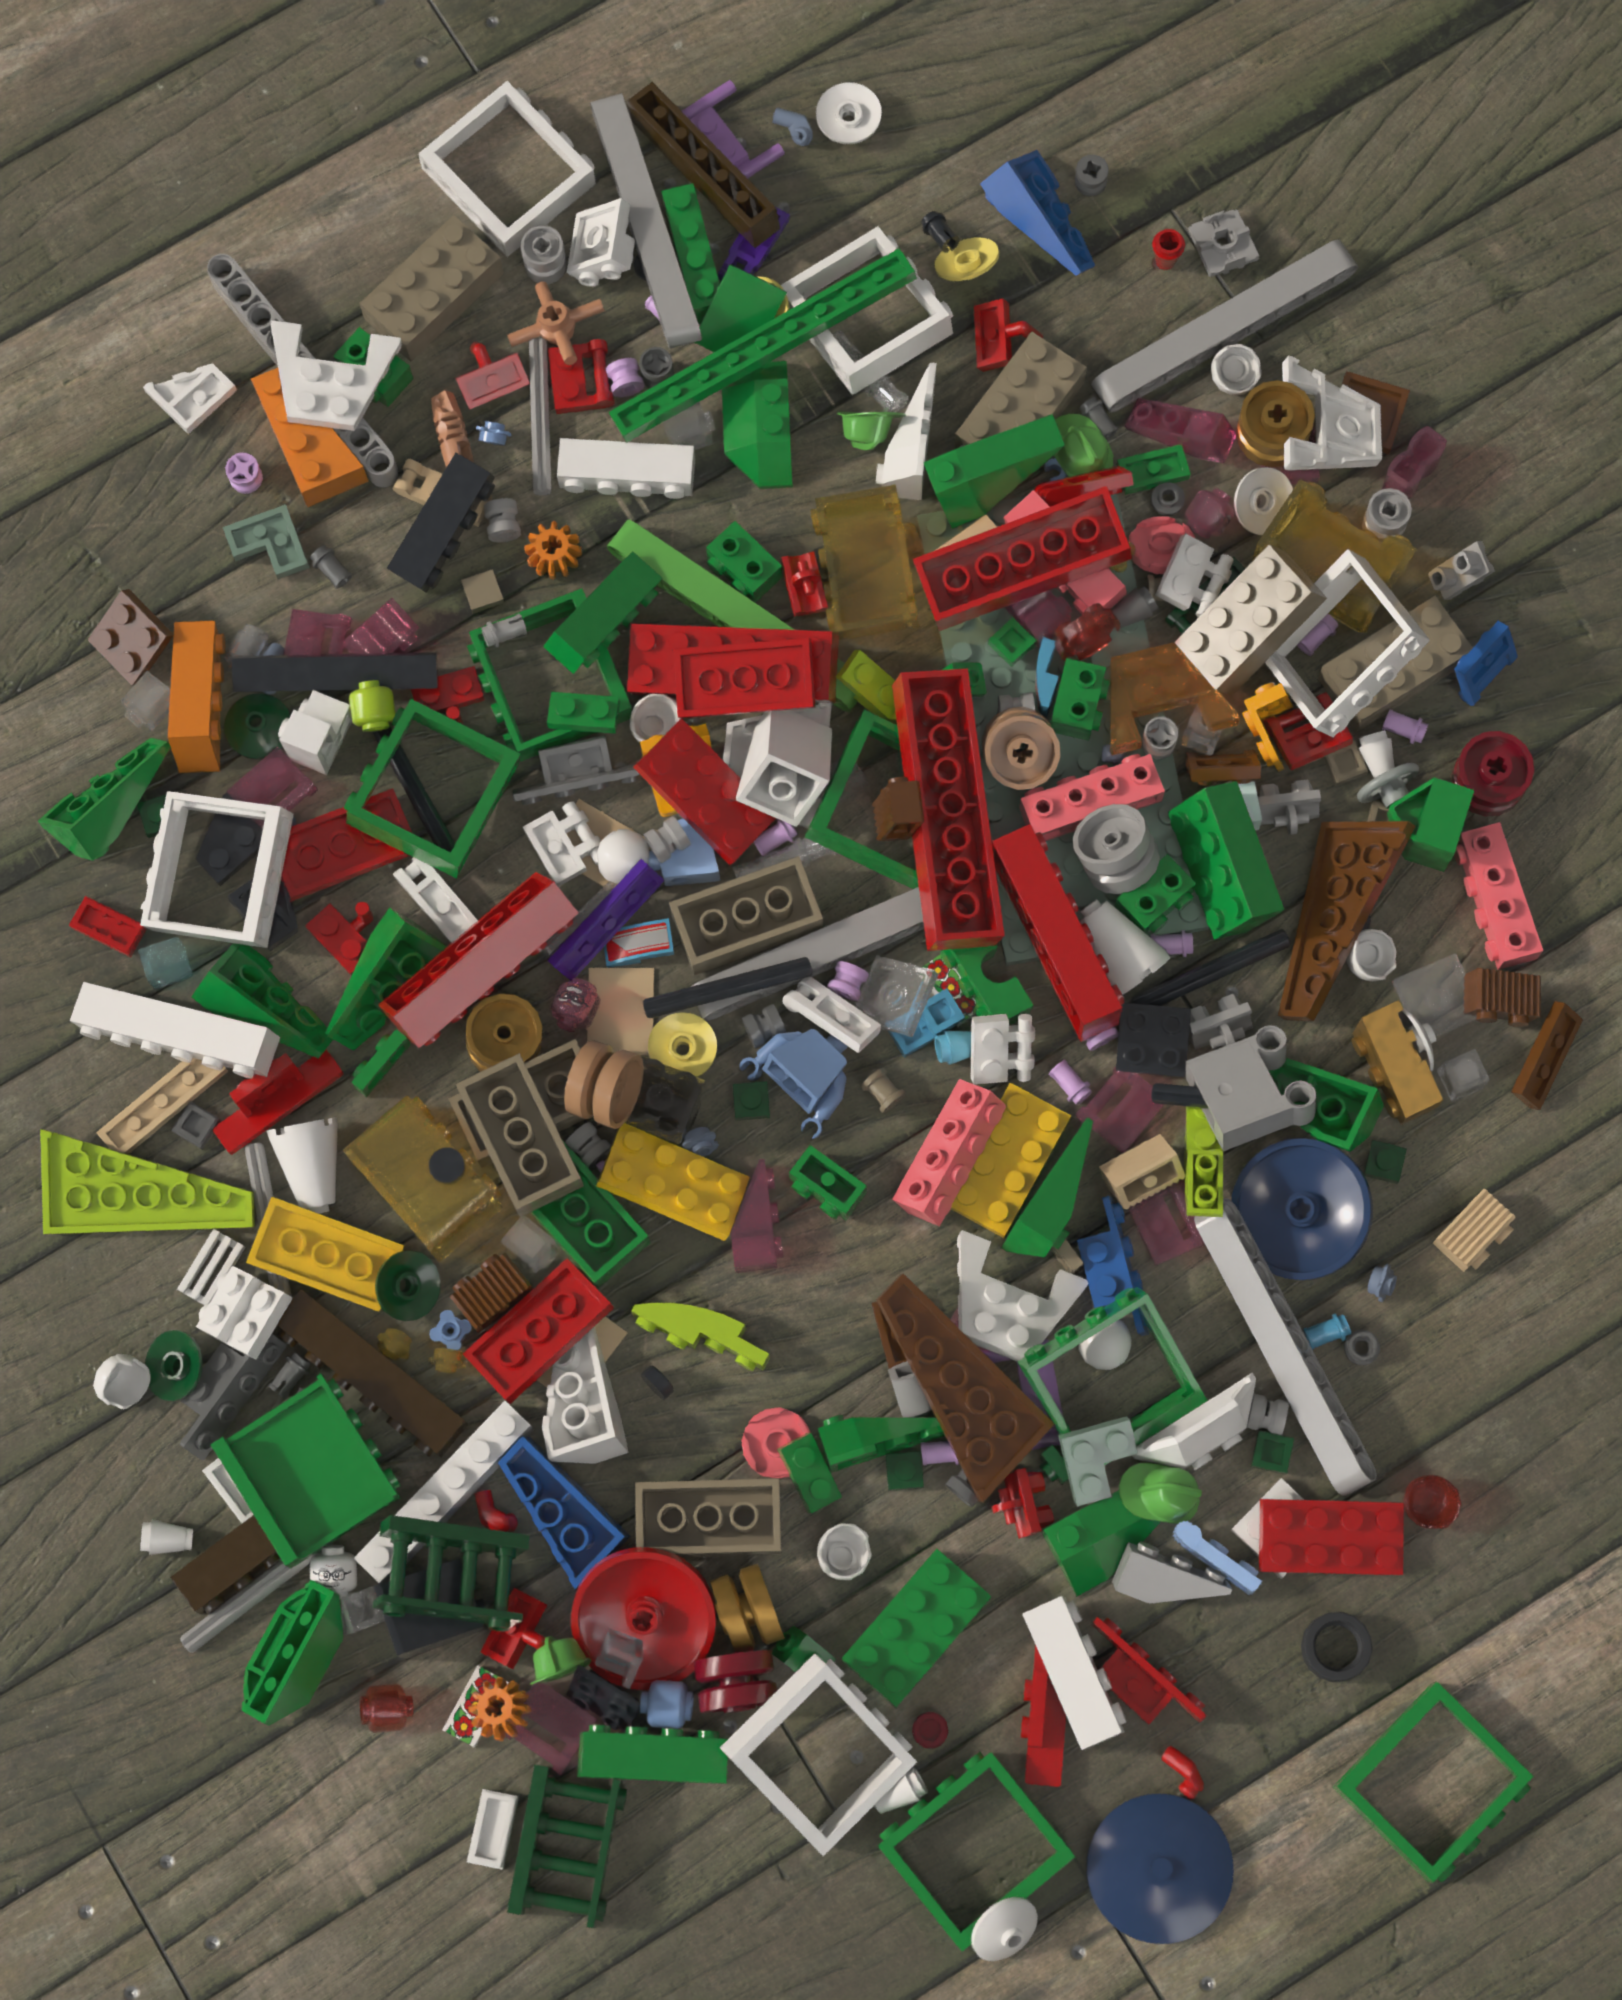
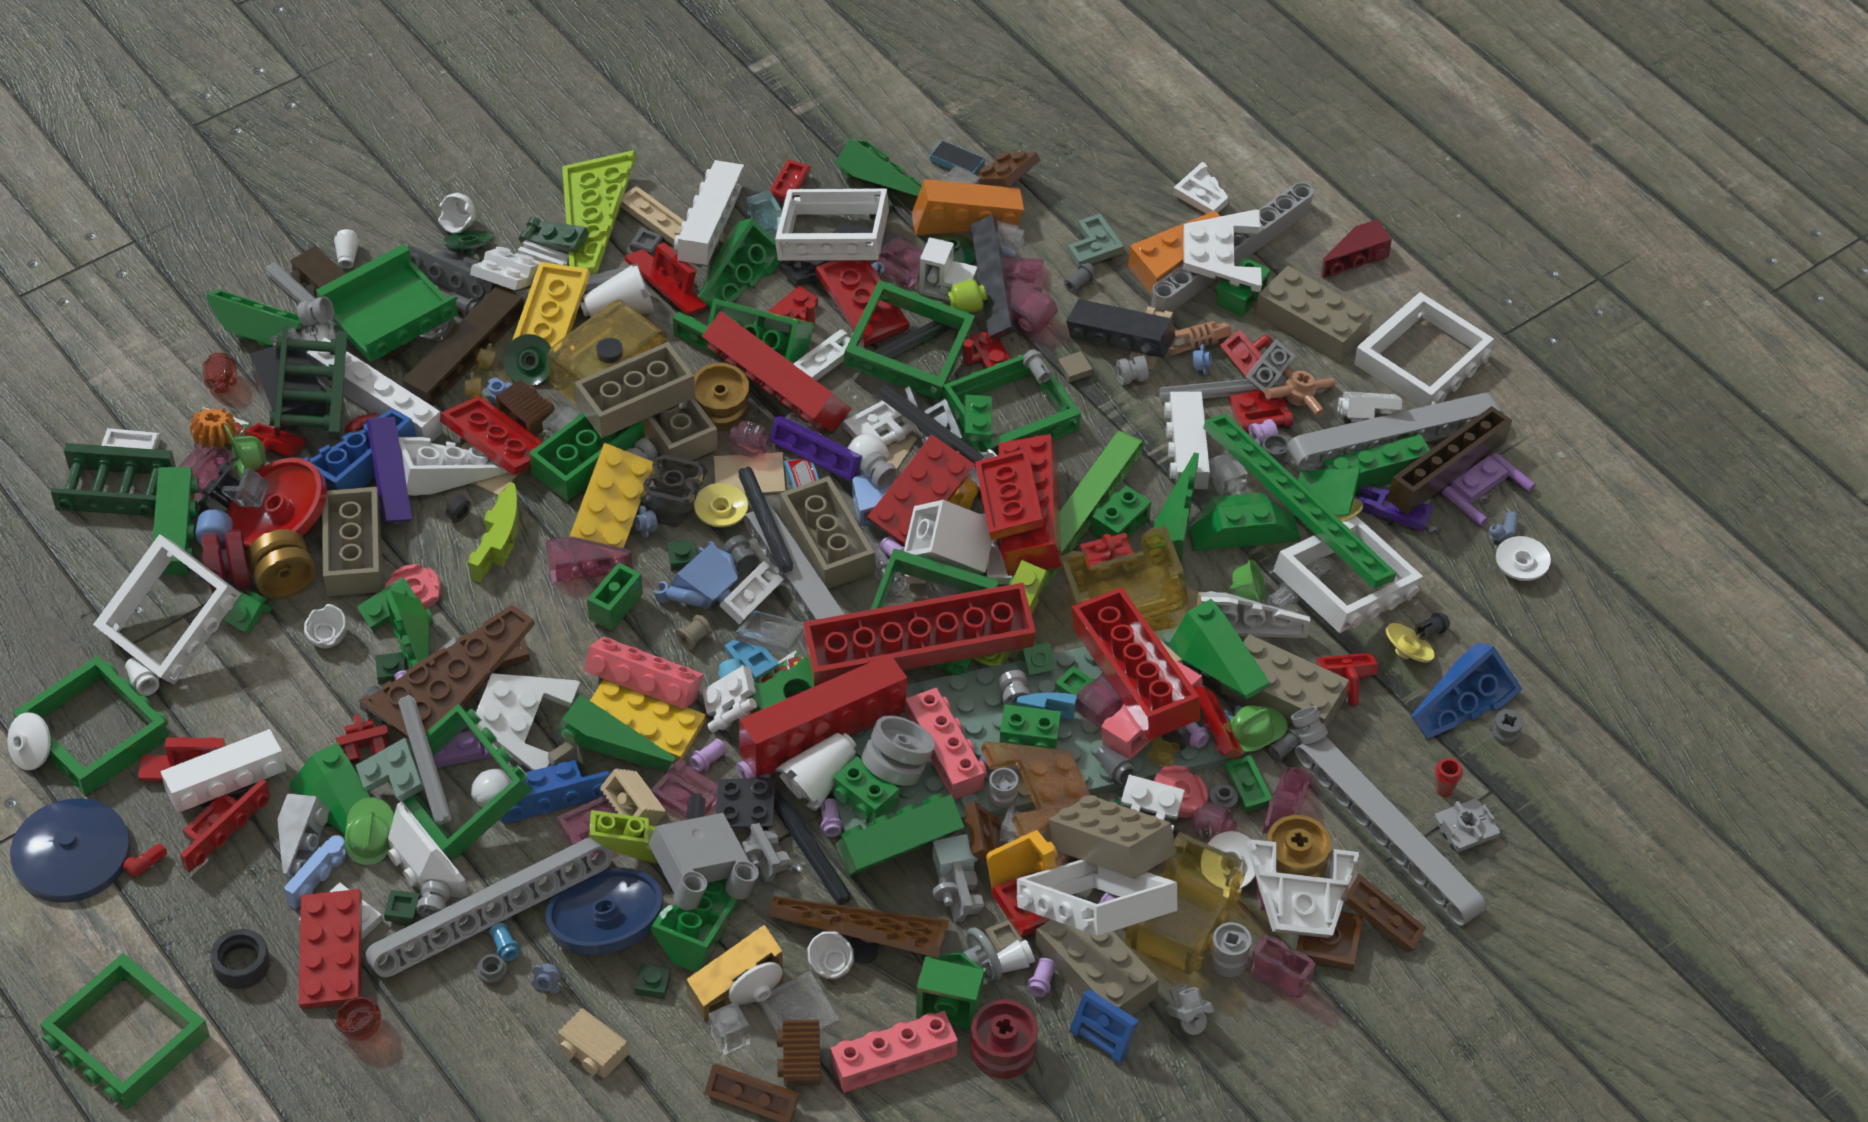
camera: 80 degrees right, 25 degrees down
(88, 702) = (951, 155): none -> black tile
(181, 1246) = (555, 235): none -> dark green plate
(241, 465) = (1145, 223): lavender wheel -> none
(317, 217) = (1359, 247): none -> dark red slope
(317, 1568) = (318, 311): none -> light grey wheel
(533, 357) = (1270, 366): none -> light grey slope
(542, 545) = (1112, 401): orange gear -> none
(543, 254) = (1354, 372): light grey wheel -> none
(591, 772) = (927, 423): none -> black axle
(602, 1467) = (389, 470): none -> dark purple tile
(603, 612) = (1055, 416): green brick -> none
(603, 1084) = (674, 428): medium nougat wheel -> none
(770, 499) = (1177, 508): none -> green wedge
(848, 980) = (781, 603): lavender wheel -> none
(898, 810) = (911, 587): reddish brown brick -> none
(916, 1628) = (265, 676): green brick -> none
(930, 1730) = (188, 696): dark red tile -> none
(1023, 768) = (978, 682): medium nougat wheel -> none
(1087, 633) = (1084, 723): clear red plate -> none
(1092, 1415) = (424, 760): none -> light grey axle
(1095, 384) = (1309, 725): none -> light grey wheel
(1236, 369) = (1348, 832): white hair -> none
(1352, 347) = (1383, 913): none -> reddish brown plate

